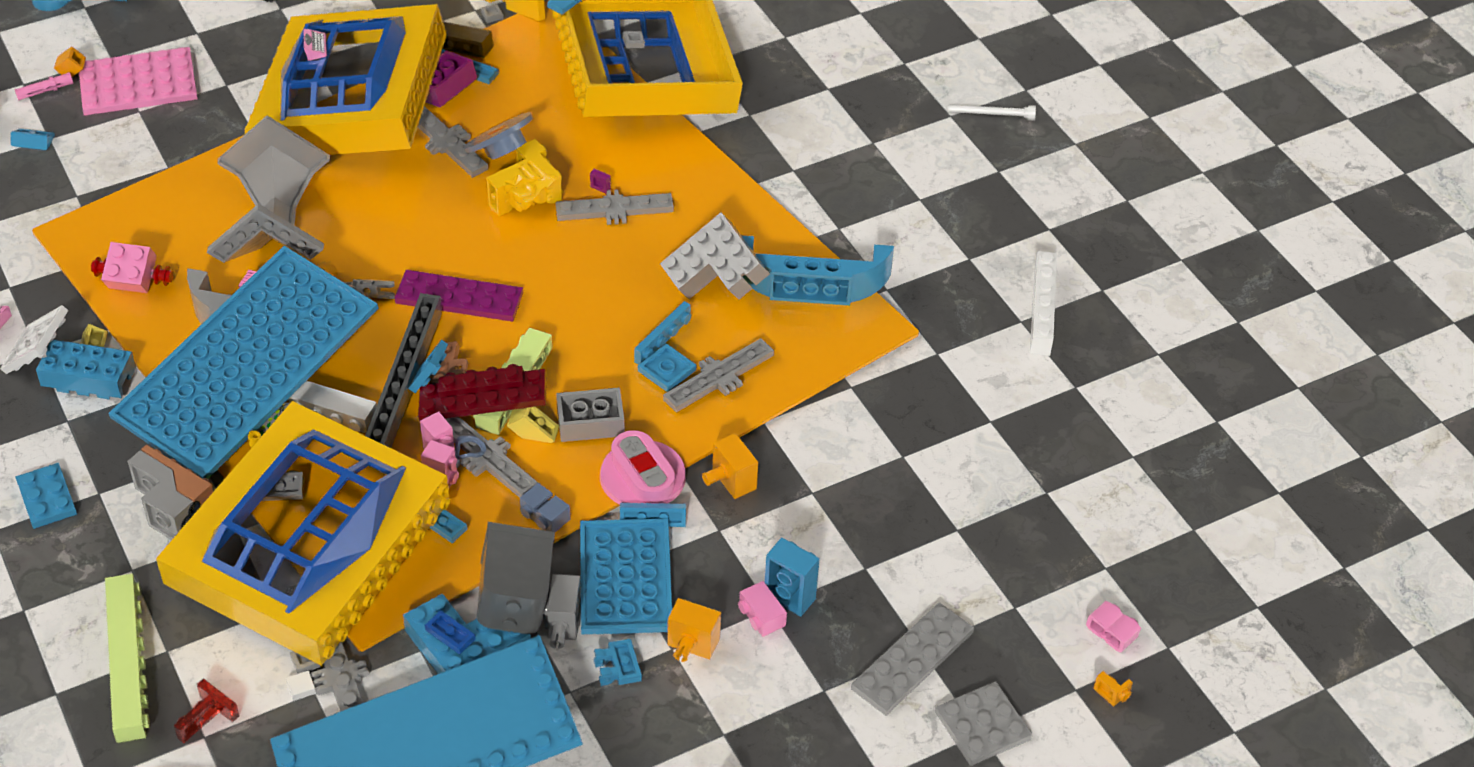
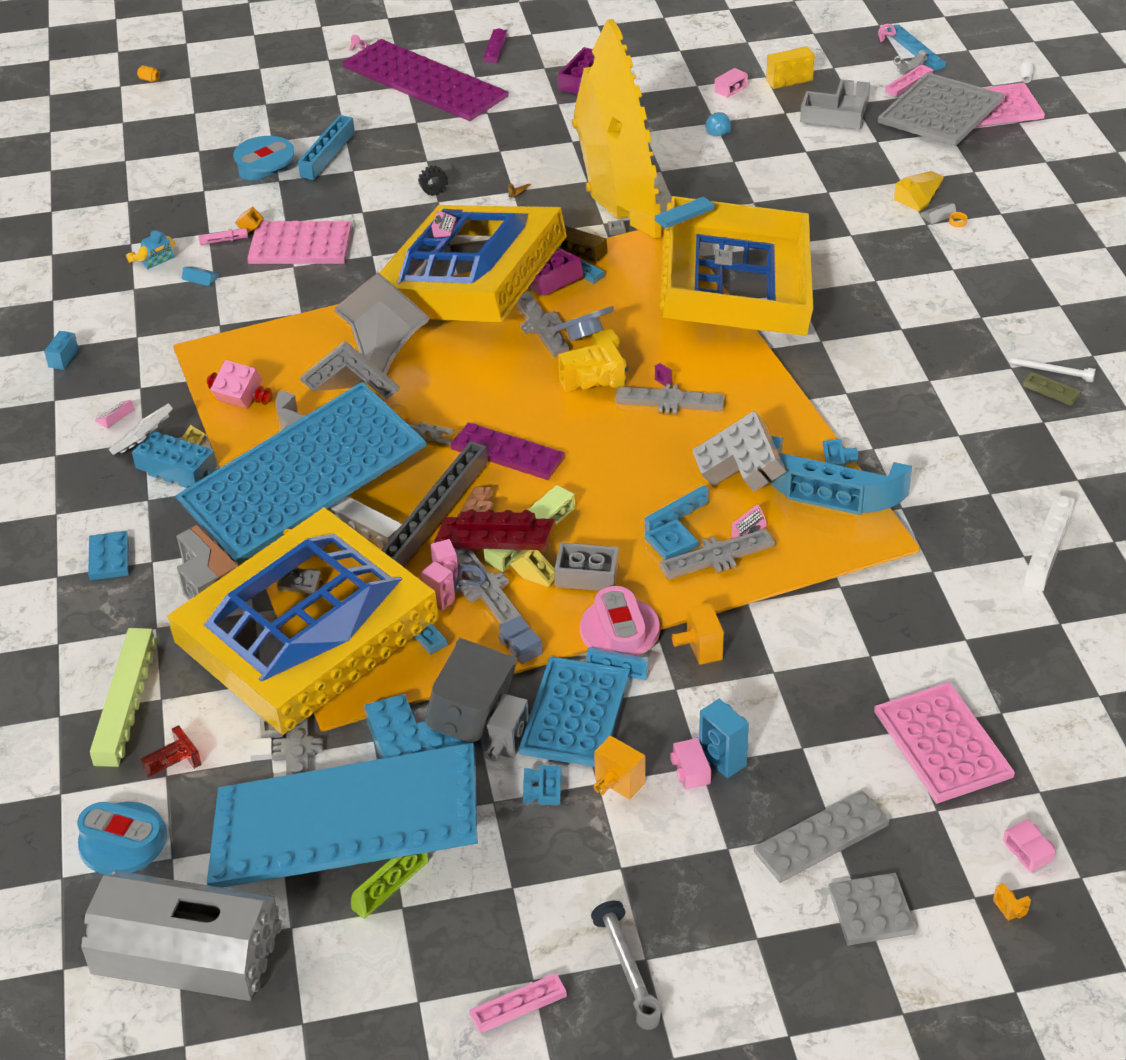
camera: 20 degrees right, 5 degrees down
(429, 367) = (456, 502): dark azure plate -> none
(450, 632) = (397, 726): blue plate -> none
(742, 335) = (749, 522): none -> slope
(807, 243) = (836, 454): none -> dark azure hinge
(997, 133) = (1051, 388): none -> olive plate
(1001, 535) = (943, 742): none -> bright pink plate

